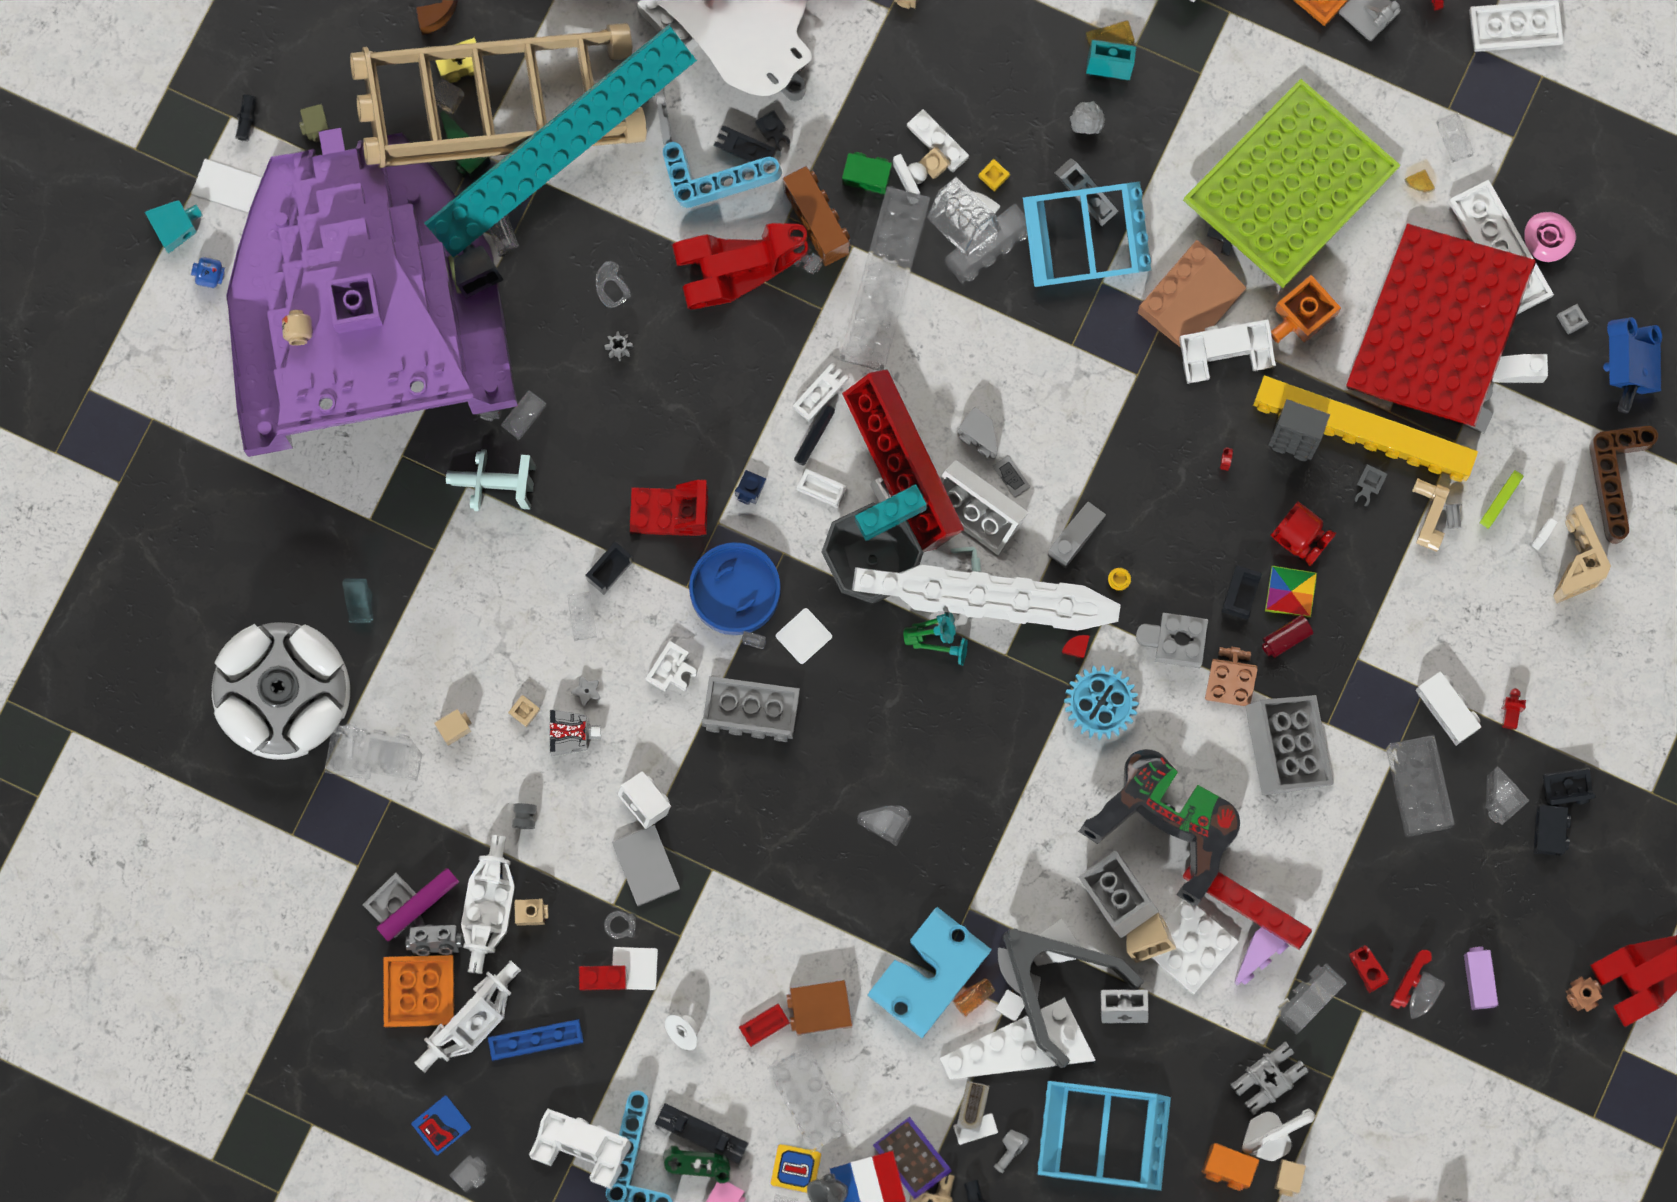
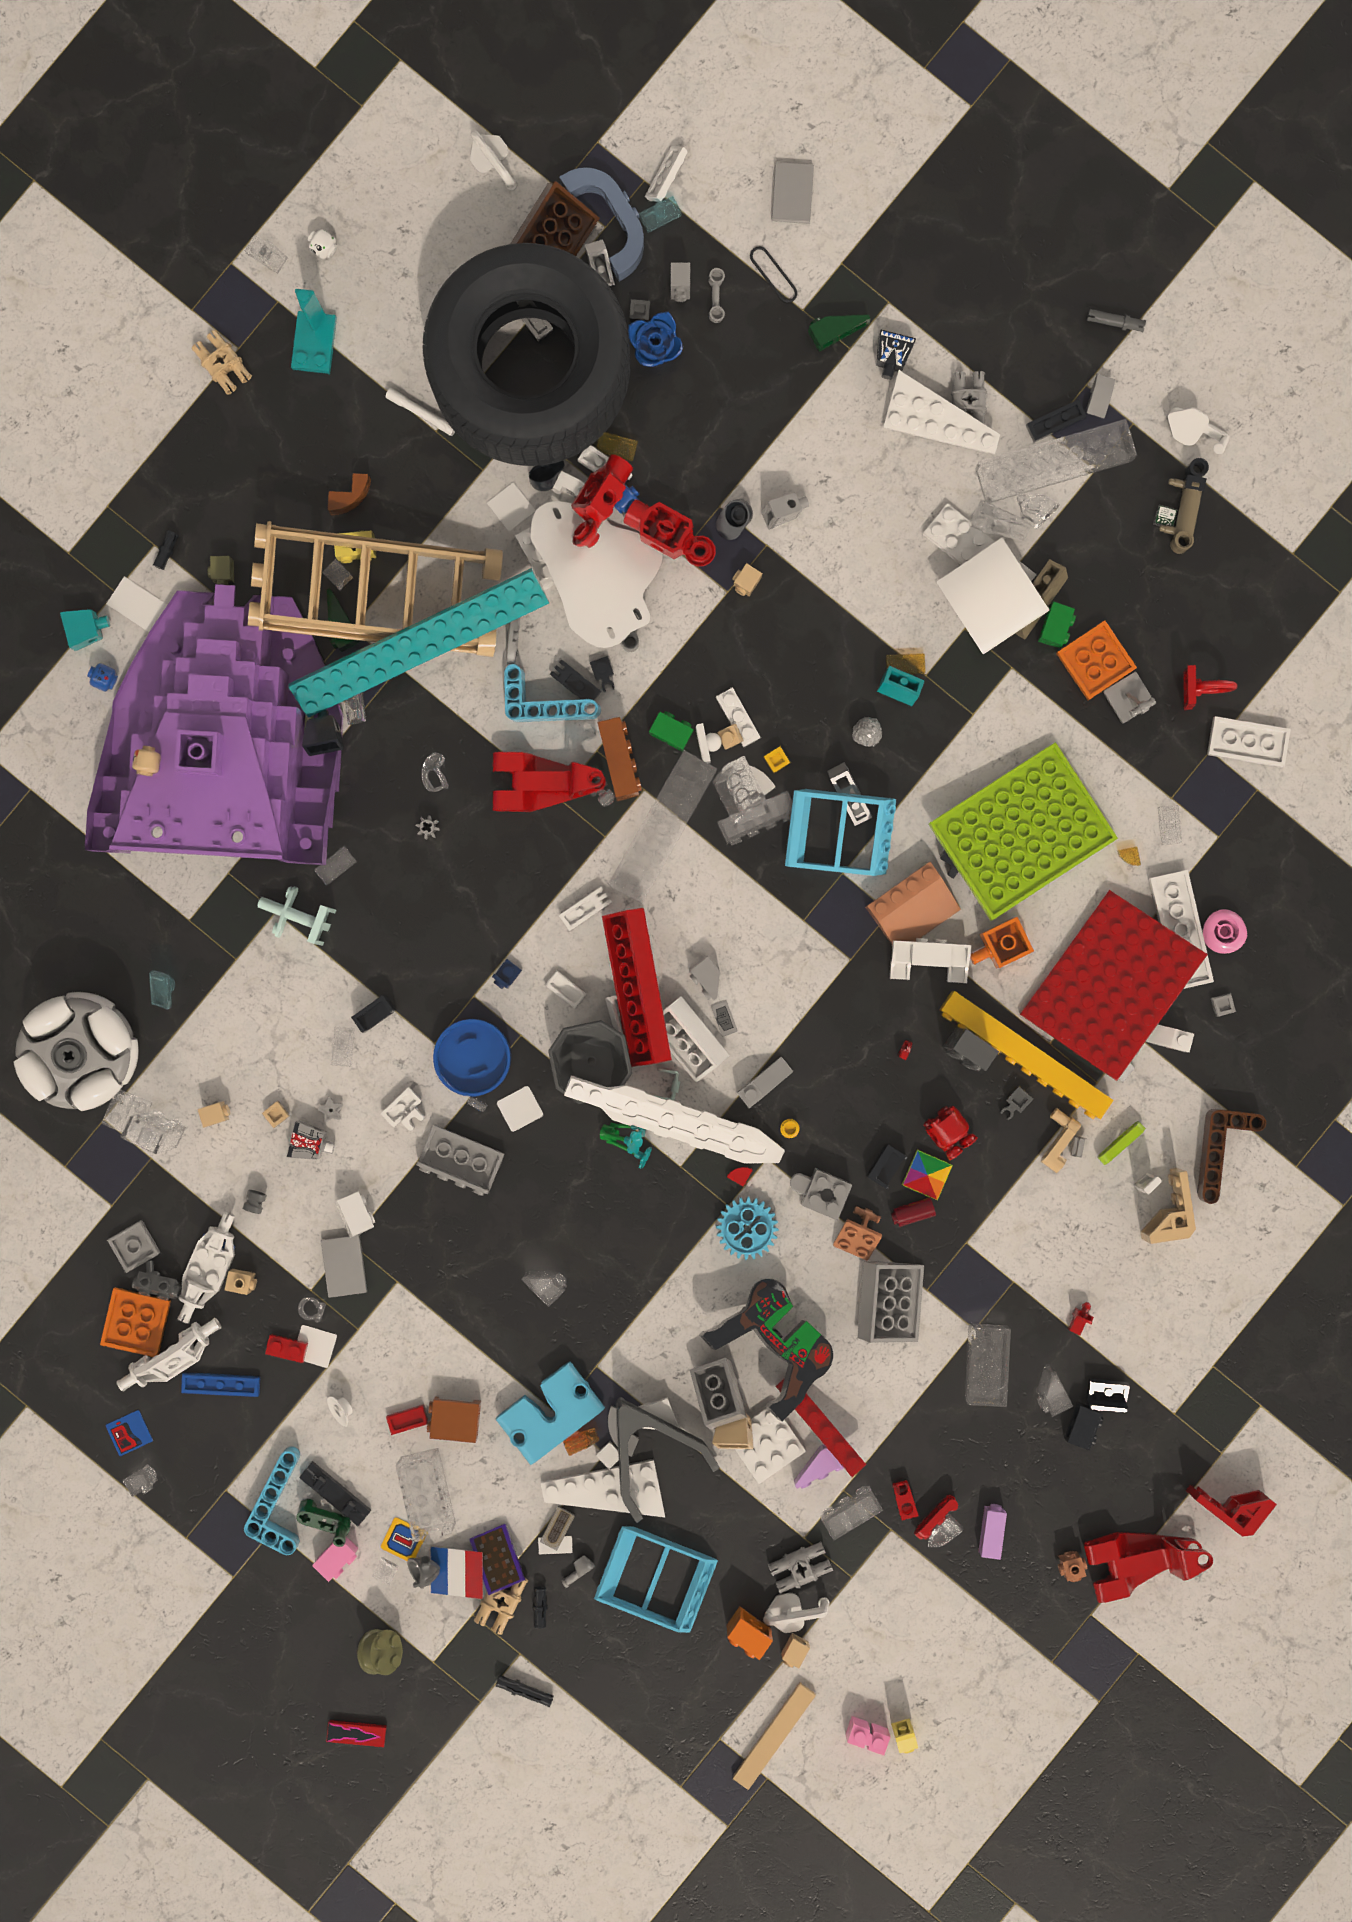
camera: 10 degrees right, 10 degrees up
(417, 904) = (149, 1253): magenta brick -> none
(581, 1140) = (233, 1476): white bracket -> none
(670, 510) = (435, 977): red bracket -> none
(814, 435) = (571, 943): black axle -> none
(890, 512) = (612, 1036): teal brick -> none
(1124, 1006) = (699, 1482): light grey brick -> none
(1449, 708) = (1029, 1305): white brick -> none
(1633, 359) = (1264, 1057): blue piece -> none

